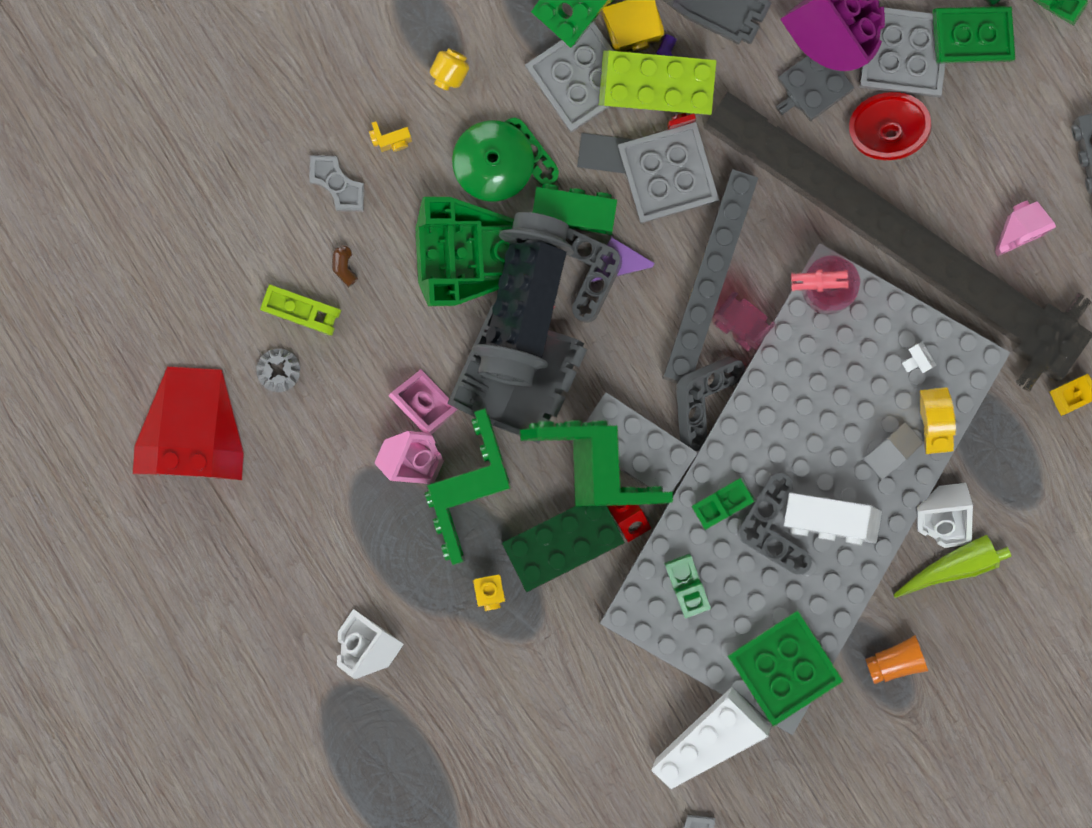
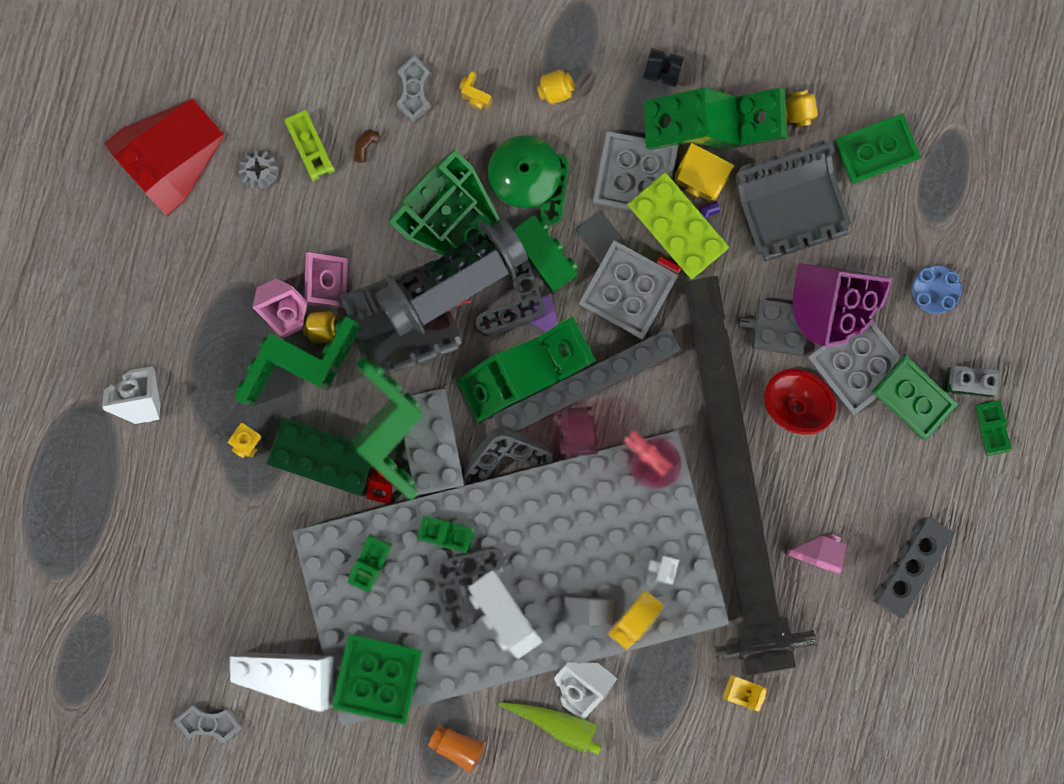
camera: 55 degrees right, 0 degrees up
(457, 442) = (320, 327): none -> yellow head
(654, 315) = (525, 369): none -> green bracket

